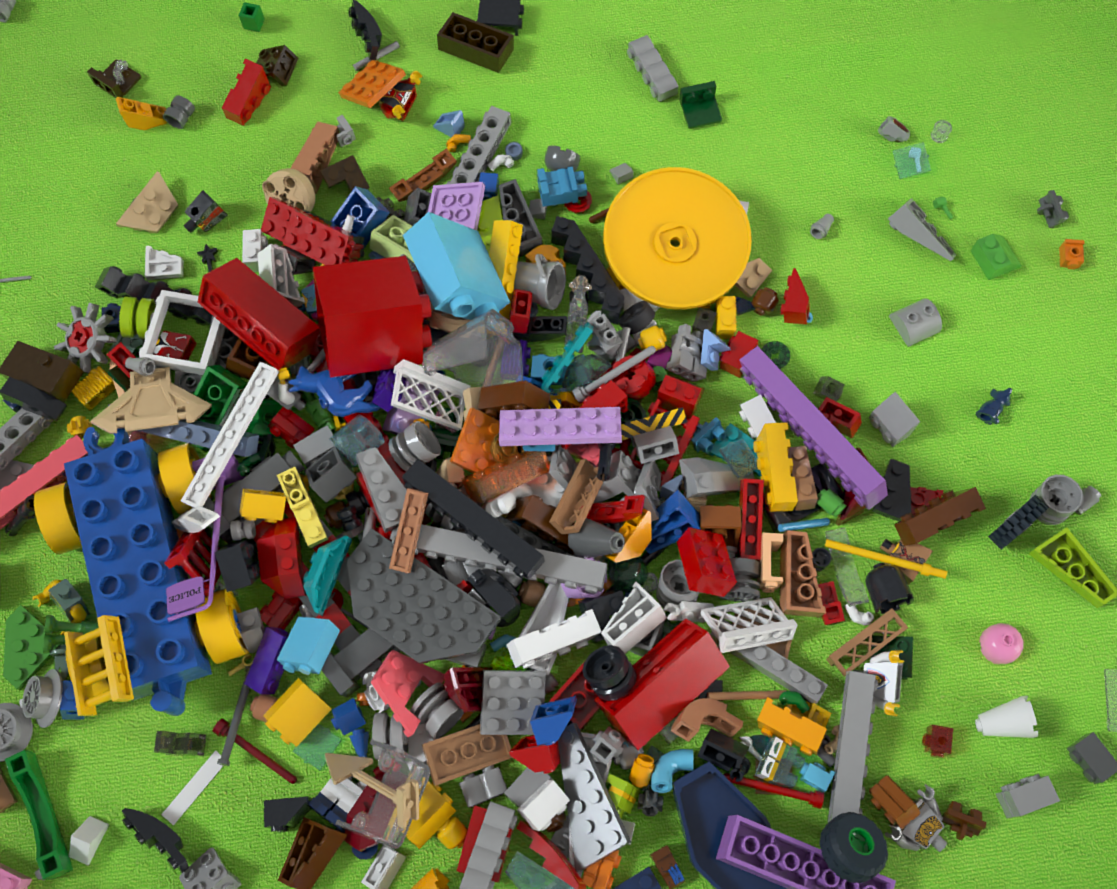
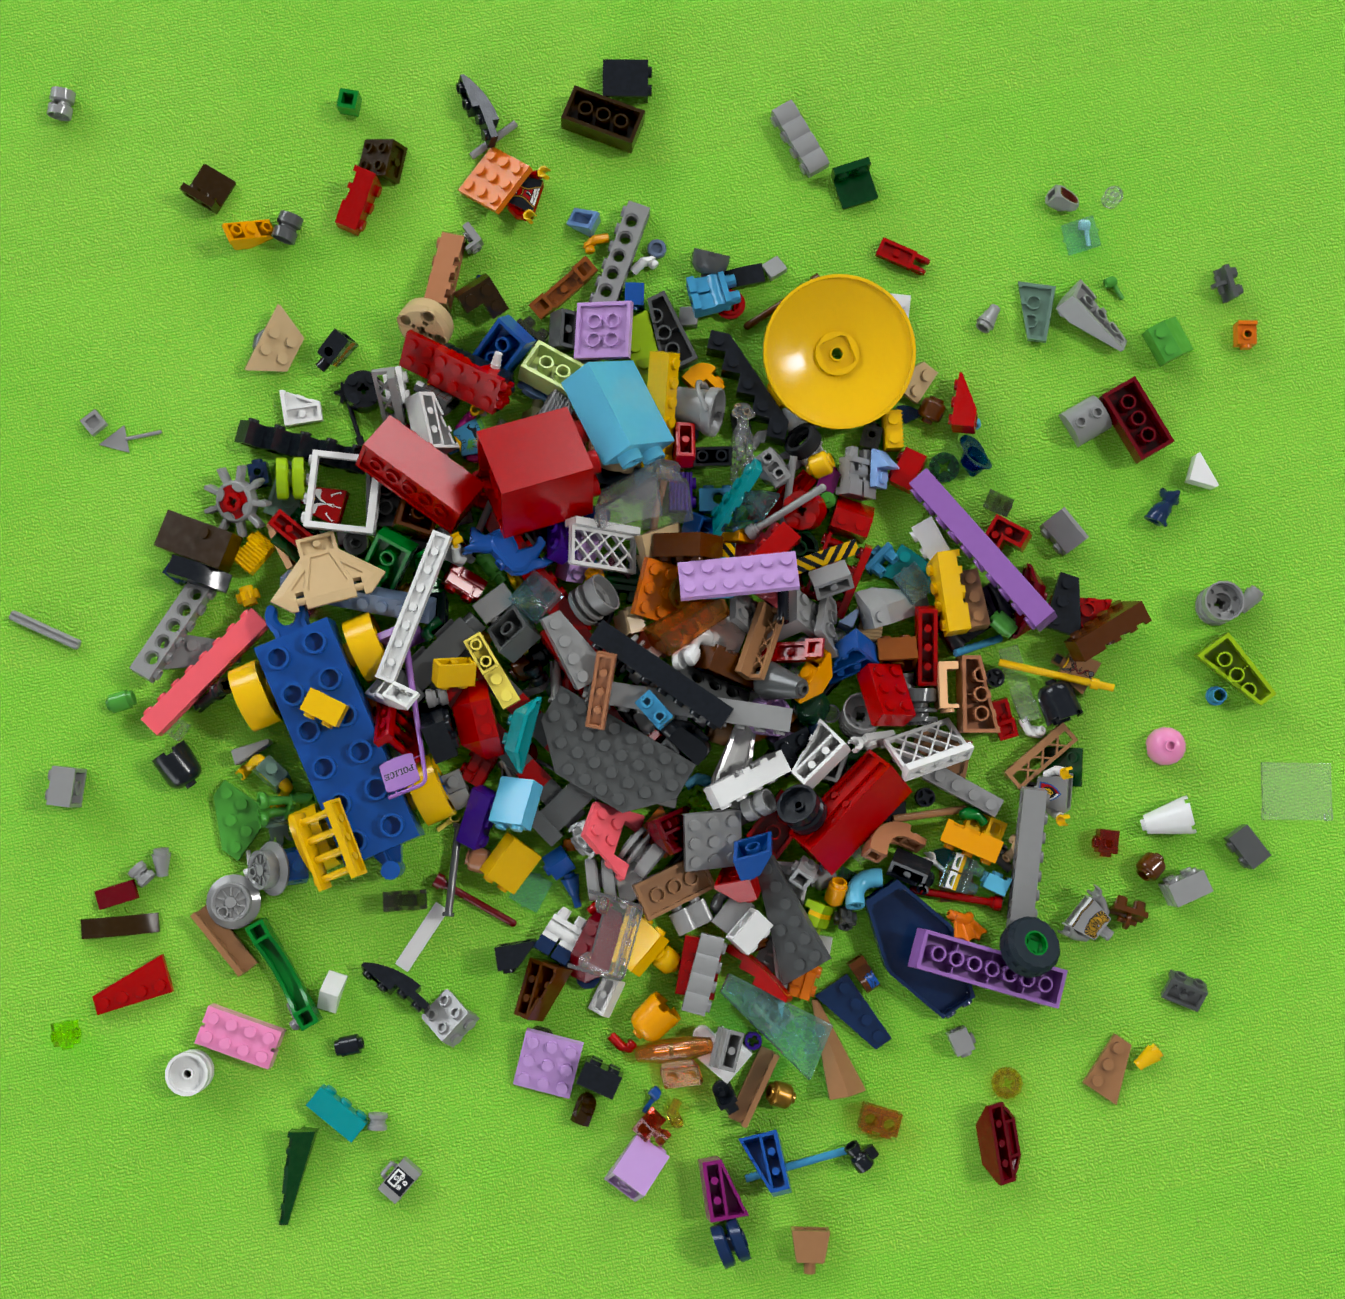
camera: 10 degrees left, 15 degrees up
(41, 579) = (246, 752): none -> light grey slope
(117, 71) = (211, 175): clear arm -> none
(119, 522) = (324, 708): none -> yellow brick
(143, 365) = (307, 534): light grey cone -> none
(222, 247) = (352, 390): none -> black brick
(247, 241) = (395, 399): none -> light grey fence
(405, 797) = (563, 909): tan piece -> none
(461, 553) = (654, 710): none -> dark azure hips
(514, 772) = (717, 902): none -> dark grey arm
(564, 667) = (759, 804): none -> light grey wheel
(597, 176) = (747, 275): none -> black slope
(742, 169) = (901, 256): none -> red hinge
(746, 676) = (929, 799): none -> black wheel
(781, 820) = (965, 926): none -> orange arm
(804, 346) = (973, 457): none -> piece
(869, 221) = (1036, 309): none -> sand green wing
(894, 801) = (1066, 901): dark orange brick -> none
(967, 322) = (1136, 420): none -> dark red brick
(987, 771) = (1150, 866): none -> reddish brown head
(1018, 522) = (1182, 631): black wheel -> none
(1032, 377) = (1200, 473): none -> white slope
(1050, 599) = (1210, 695): none -> dark azure piece

